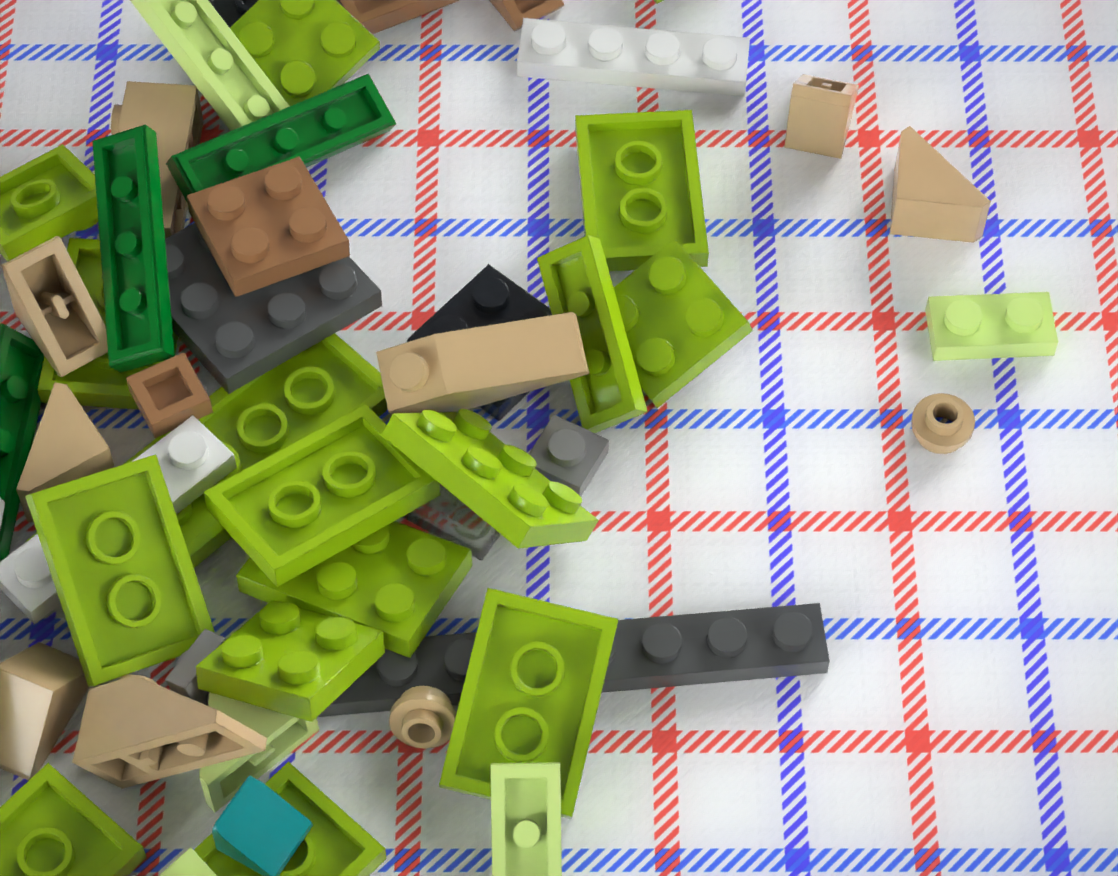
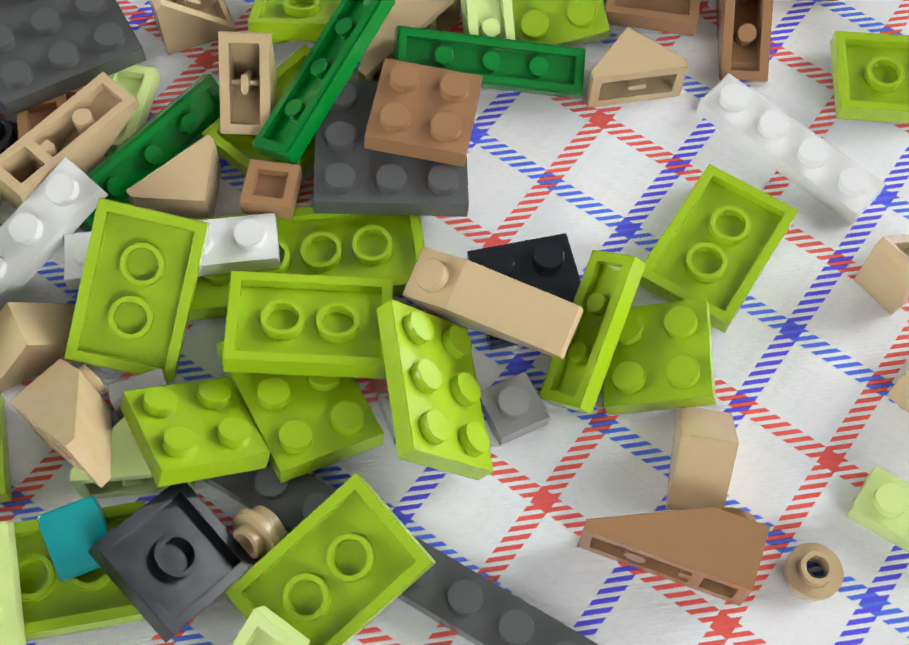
camera: 35 degrees right, 5 degrees up
(367, 787) = (172, 559): none -> black plate
(435, 67) = (635, 72): none -> tan slope
(775, 391) = (701, 459): none -> tan slope
(826, 469) = (694, 547): none -> medium nougat slope

